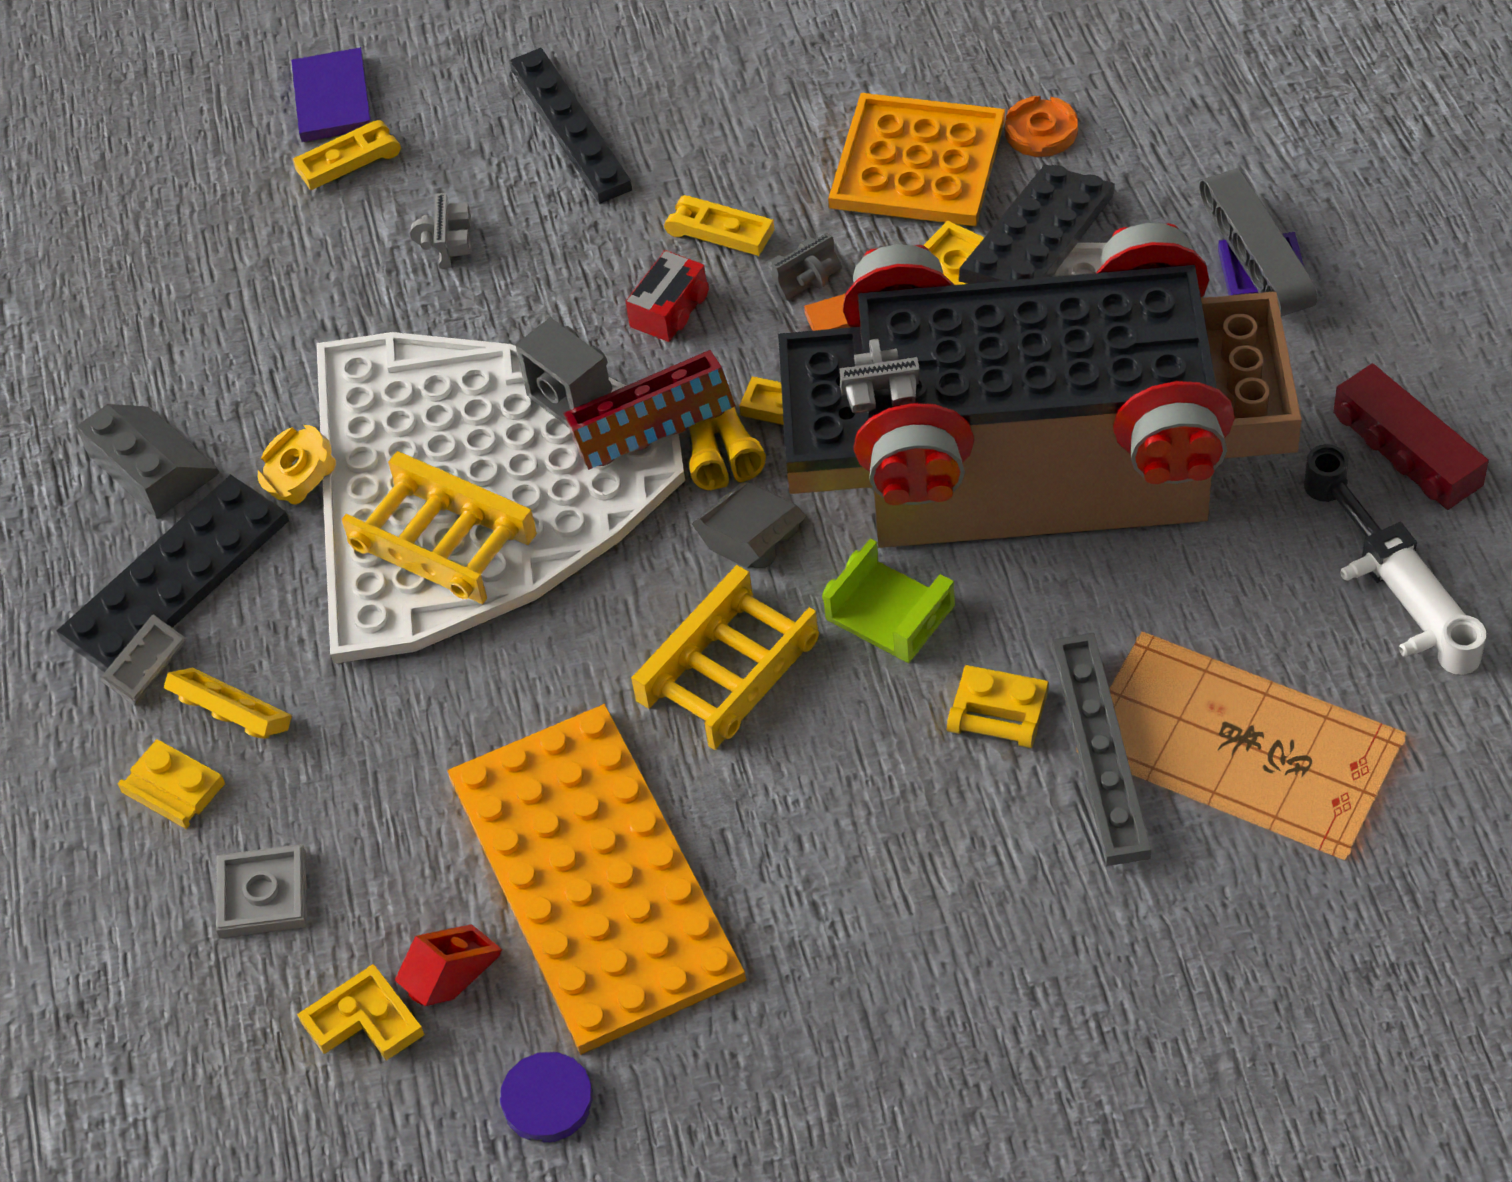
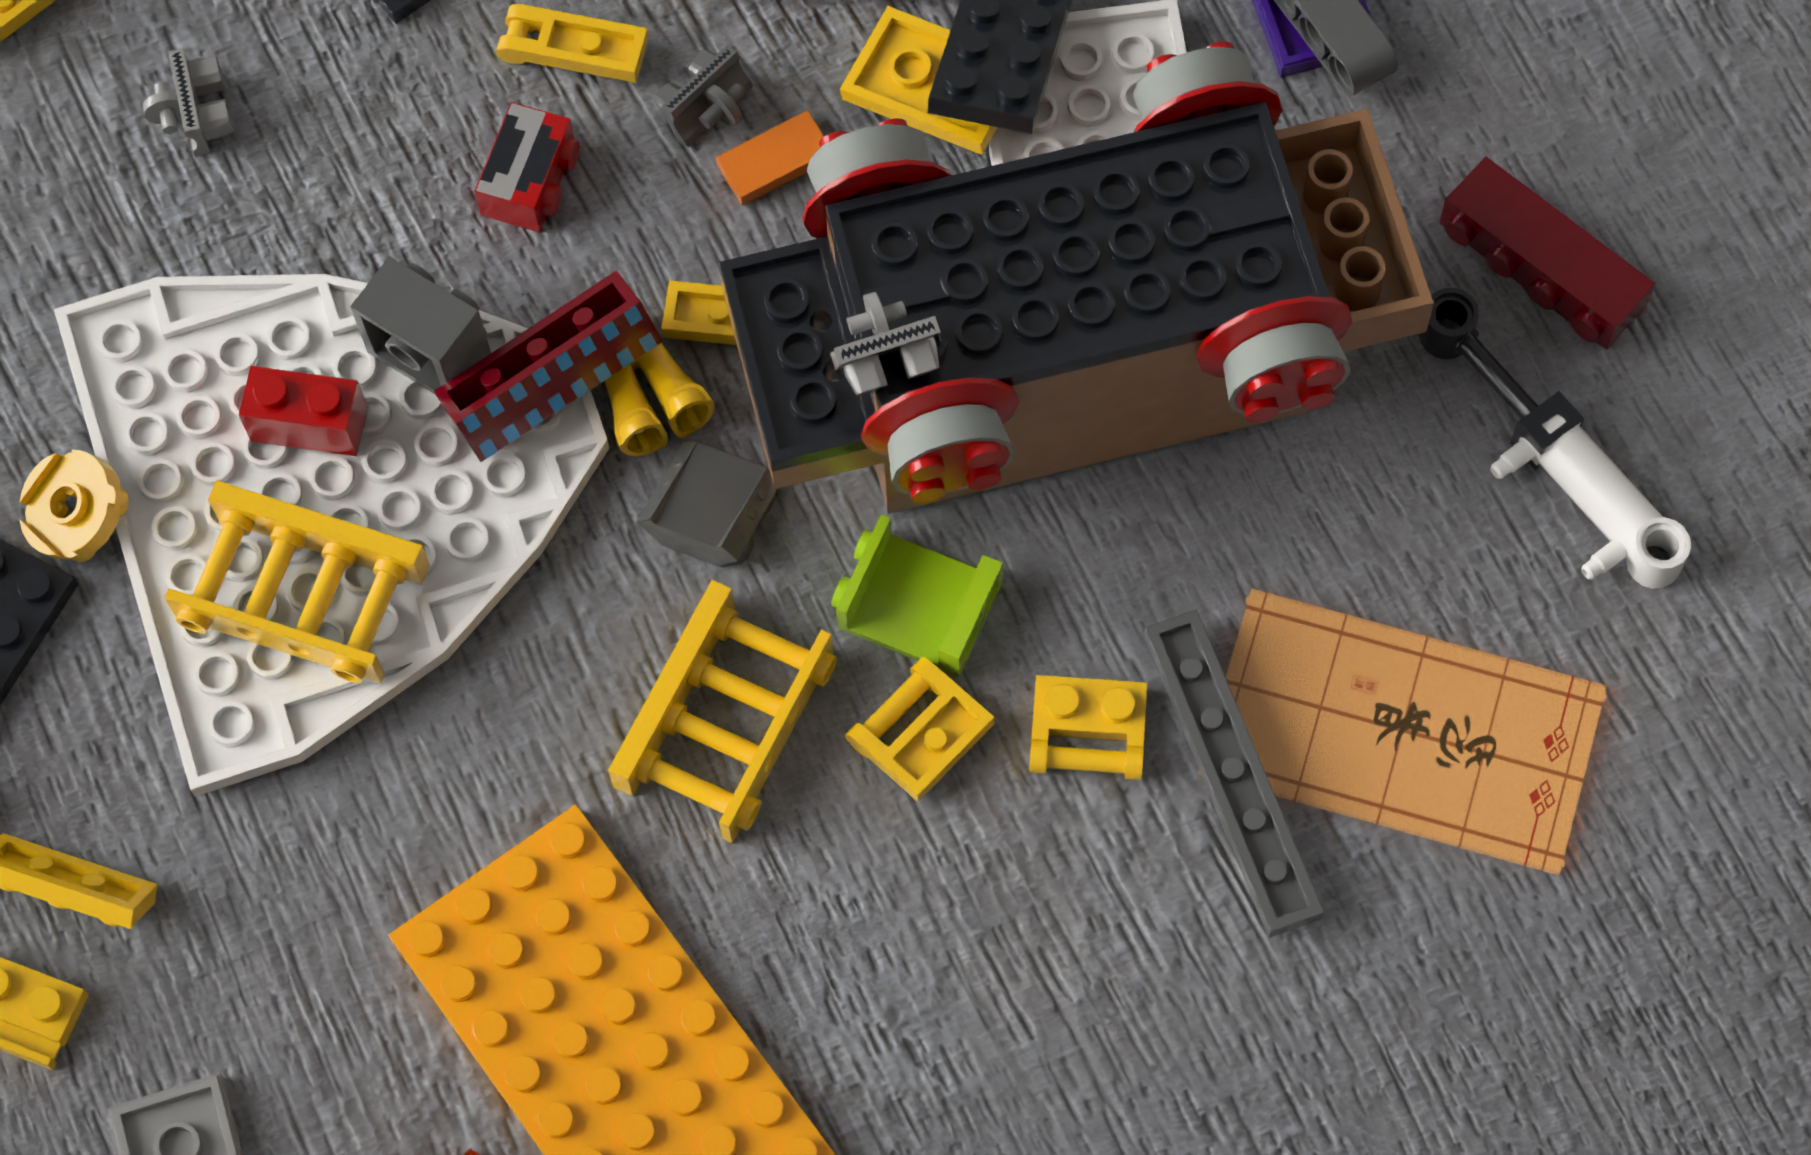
camera: 15 degrees left, 15 degrees up
(470, 419) = (303, 410): none -> red brick
(876, 698) = (932, 740): none -> yellow plate

